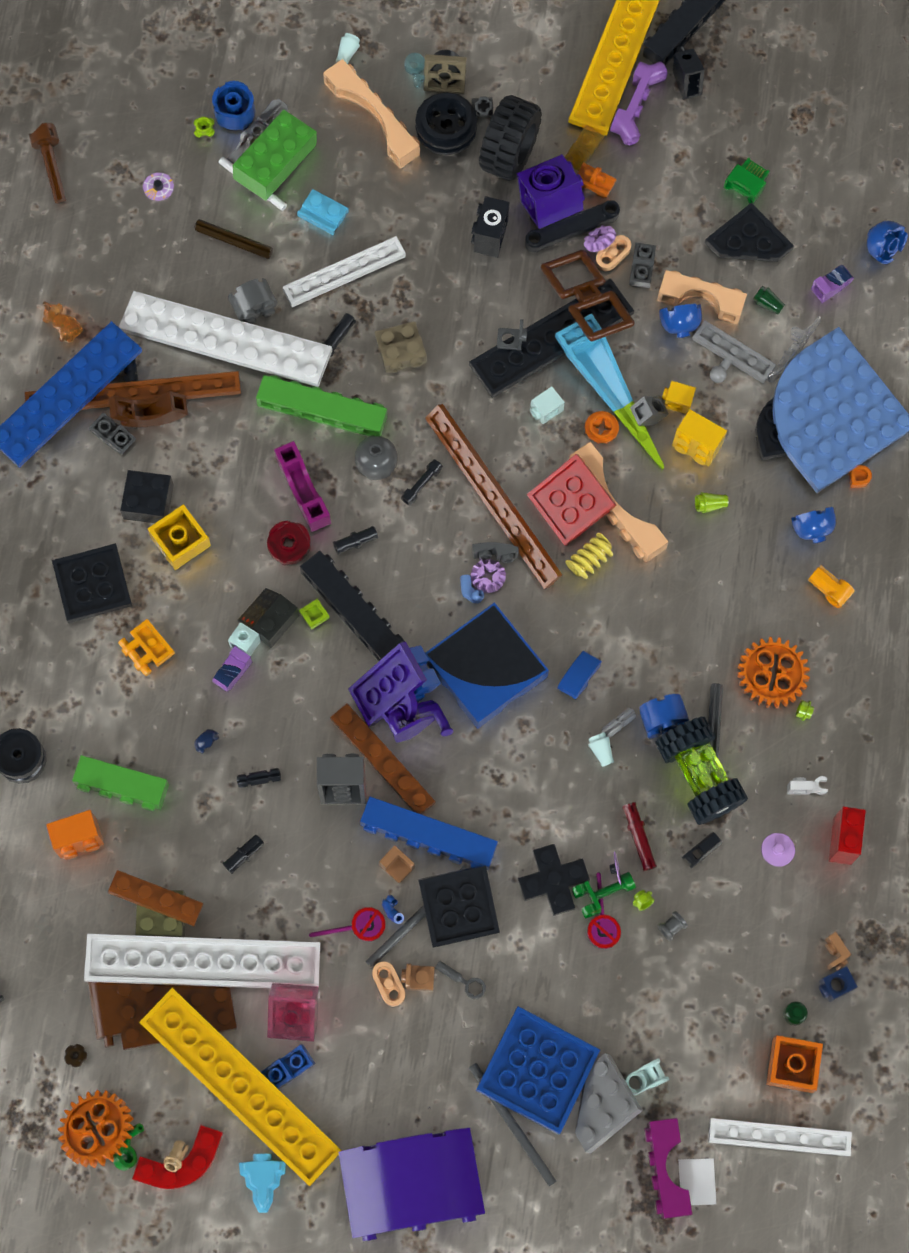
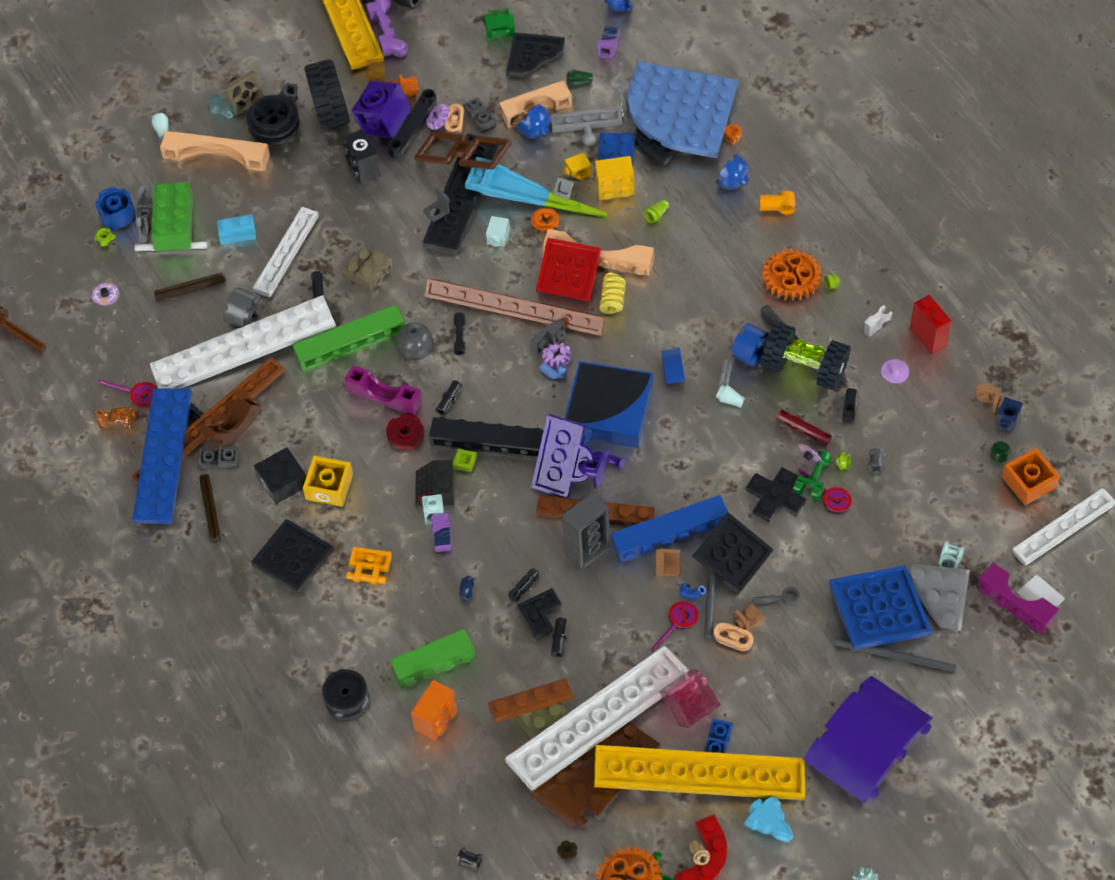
camera: 35 degrees left, 15 degrees down
(65, 477) = (210, 509): none -> dark brown axle
(103, 312) = (140, 394): none -> magenta piece
(247, 810) = (535, 611): none -> black plate
(735, 404) = (616, 145): none -> blue plate

